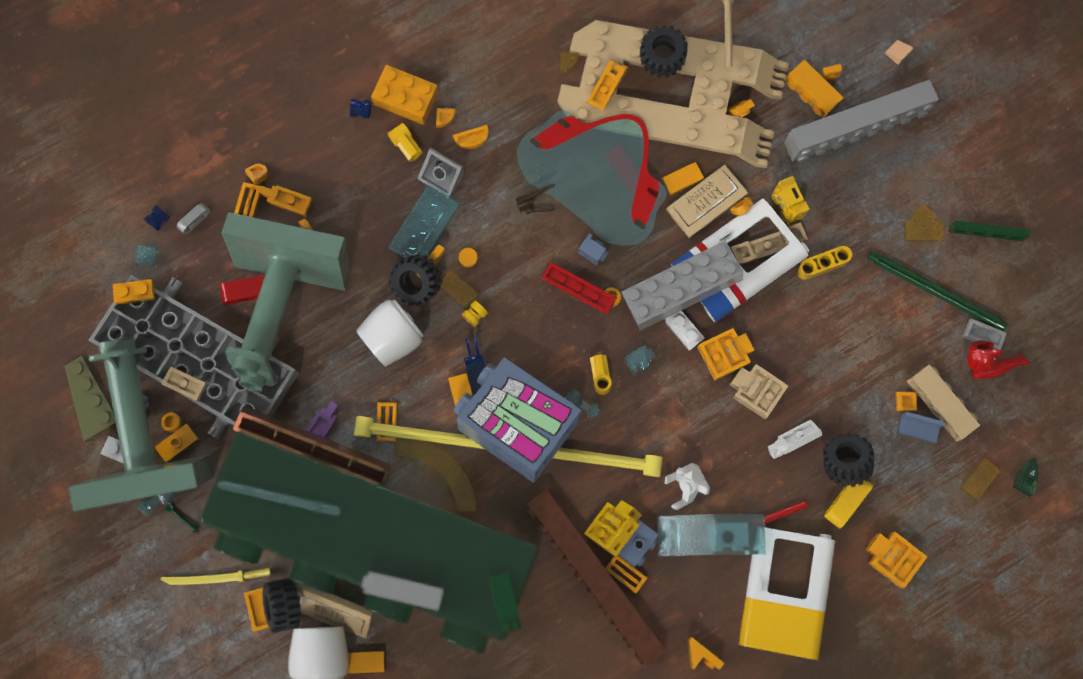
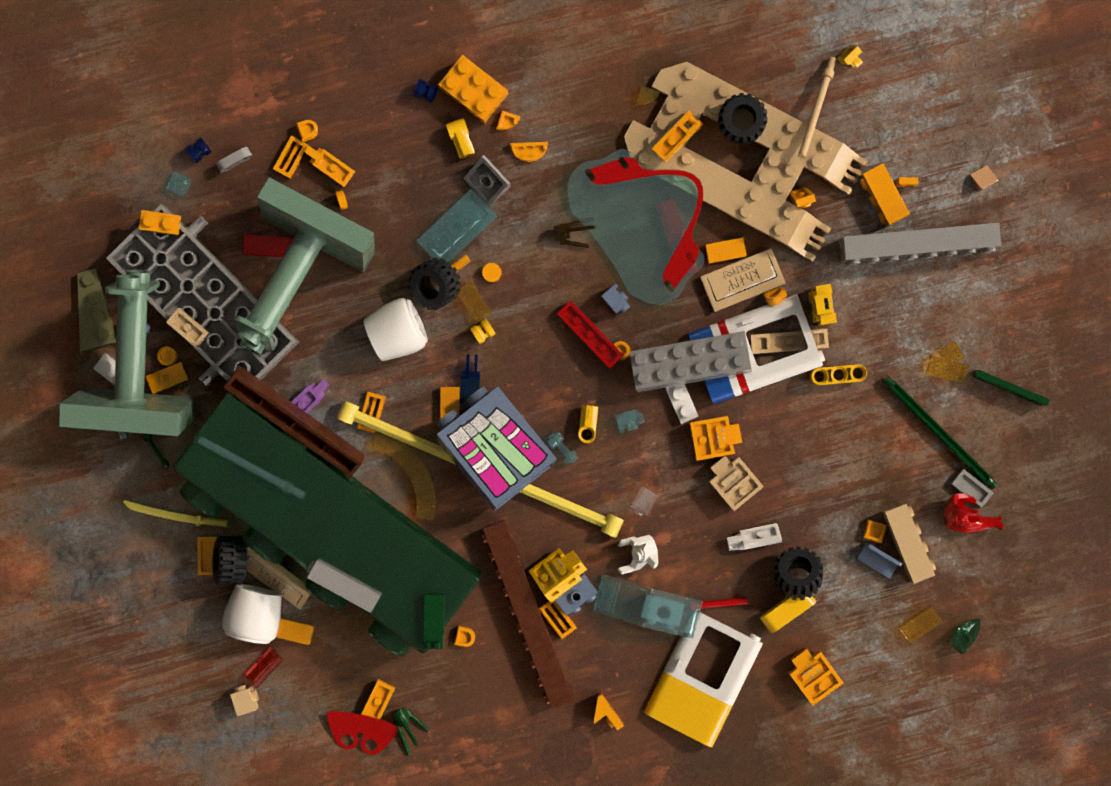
camera: 20 degrees right, 10 degrees up
(538, 619) = (465, 636): none -> light orange tile
(676, 433) = (643, 501): none -> clear brick

